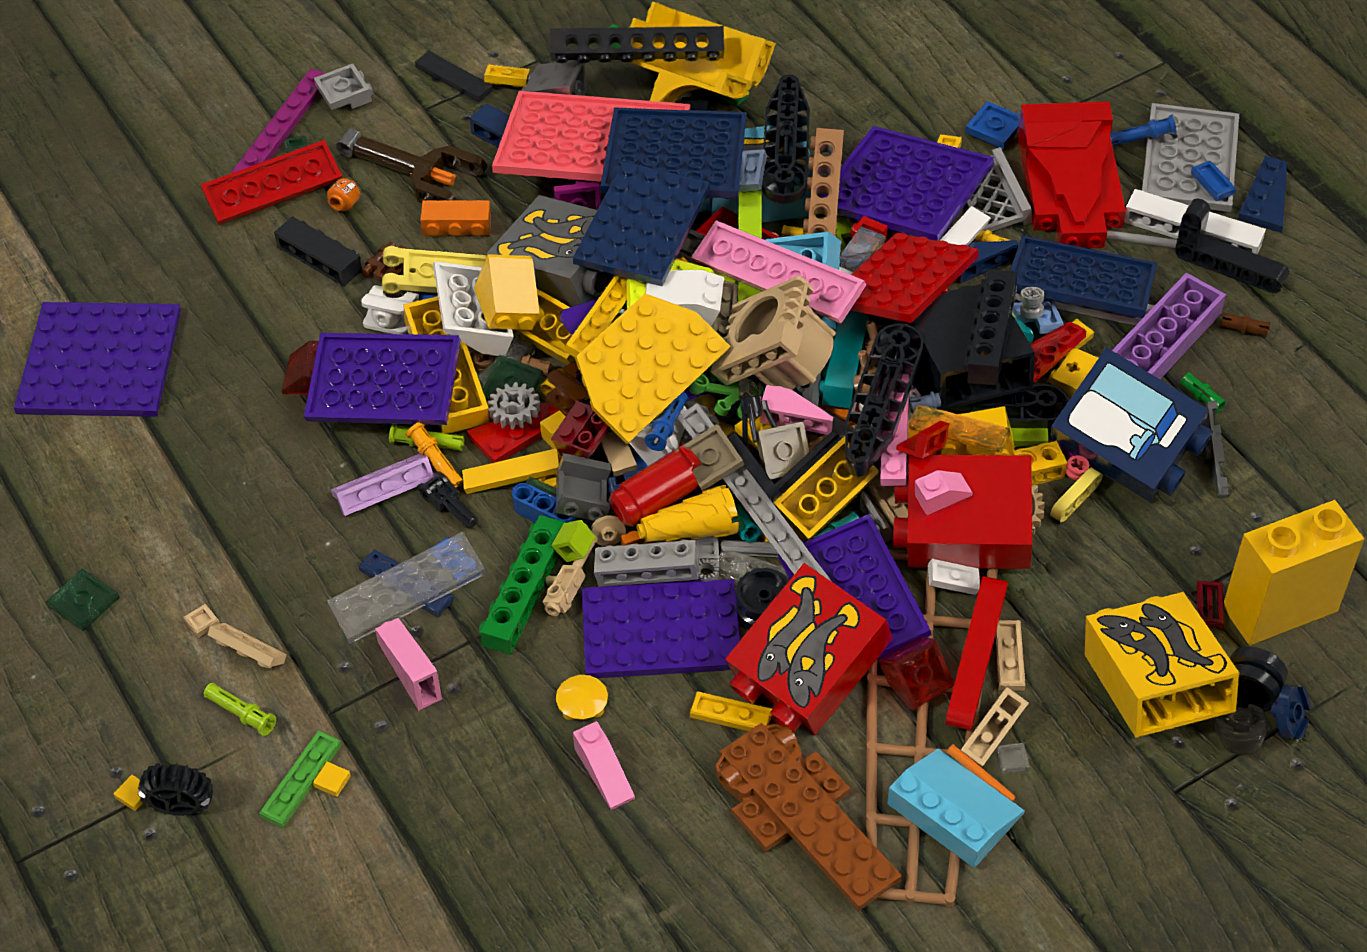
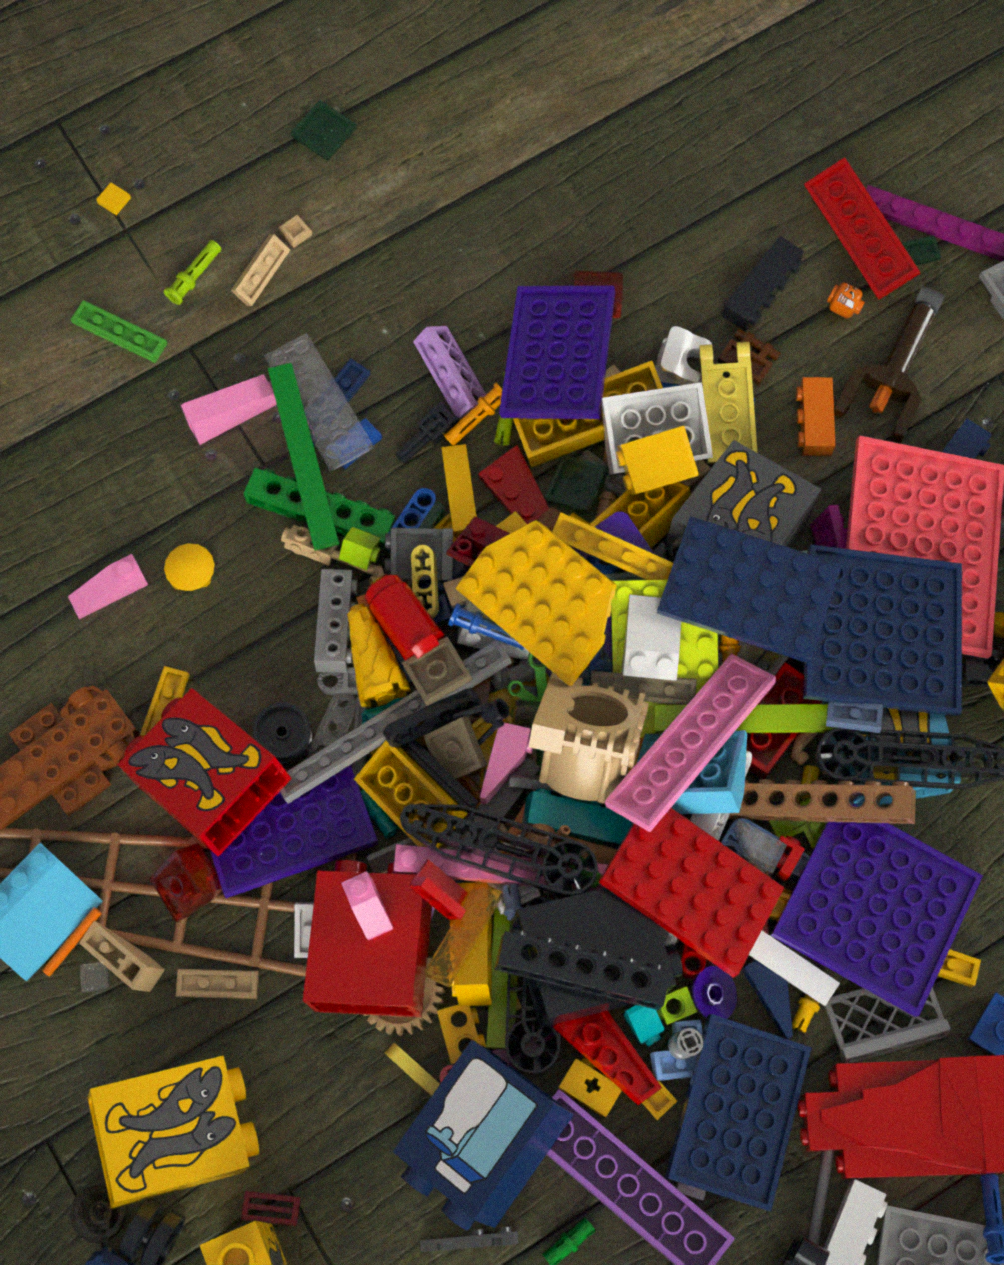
camera: 90 degrees right, 20 degrees up
(98, 359) = (617, 102): dark purple plate -> none
(175, 789) = (98, 226): black gear -> none
(332, 779) = (115, 356): yellow tile -> none
(471, 587) = (303, 457): none -> green tile
(514, 405) = (538, 475): light grey gear -> none
(594, 478) = (430, 563): none -> light yellow beam
(659, 628) = (266, 638): dark purple plate -> none
(976, 653) = (209, 945): red beam -> none

